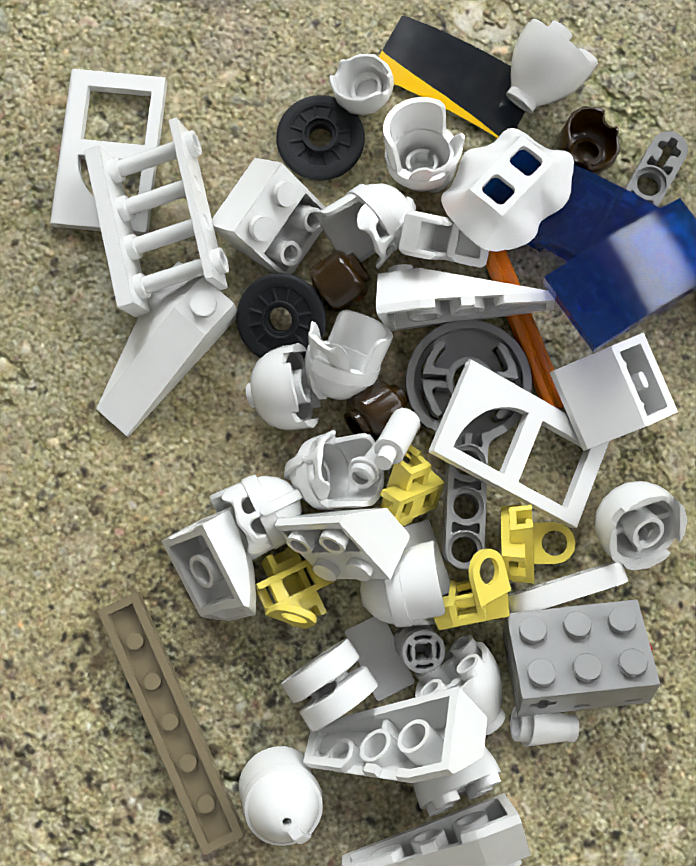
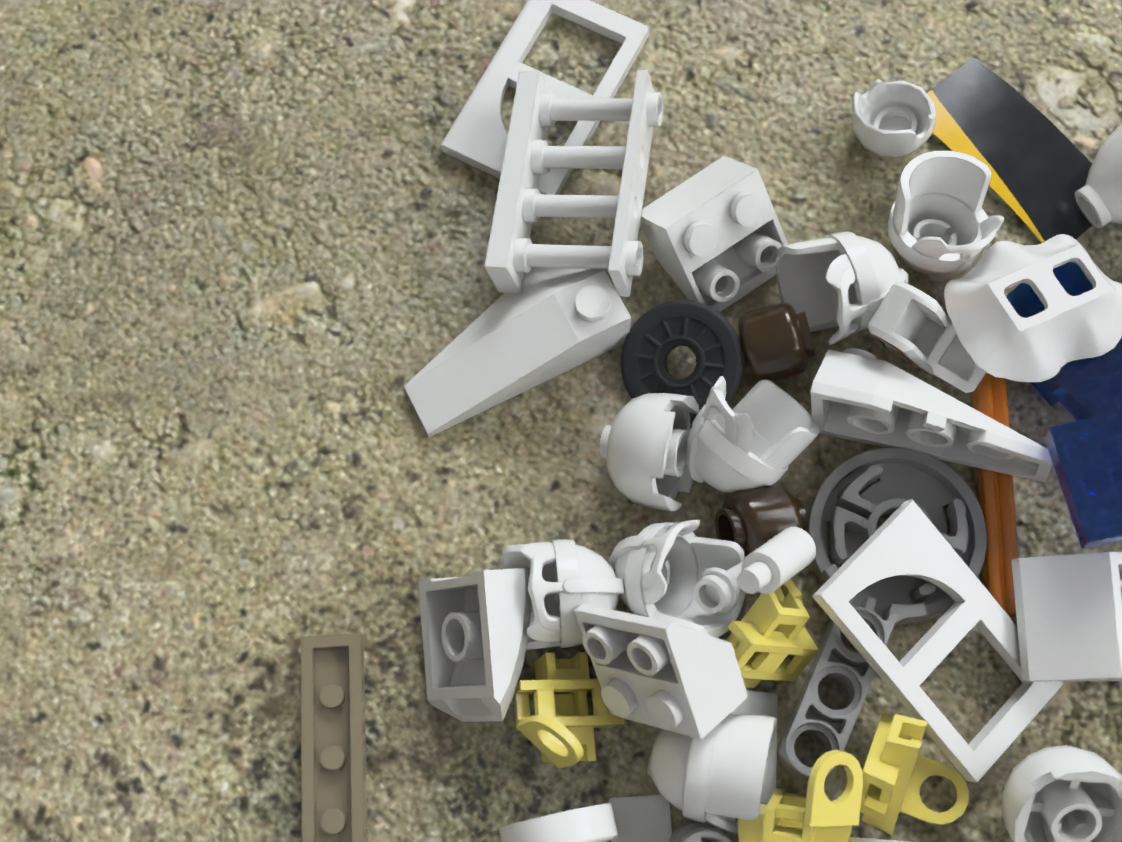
camera: 25 degrees right, 10 degrees down
(315, 161) = (808, 193): black wheel -> none

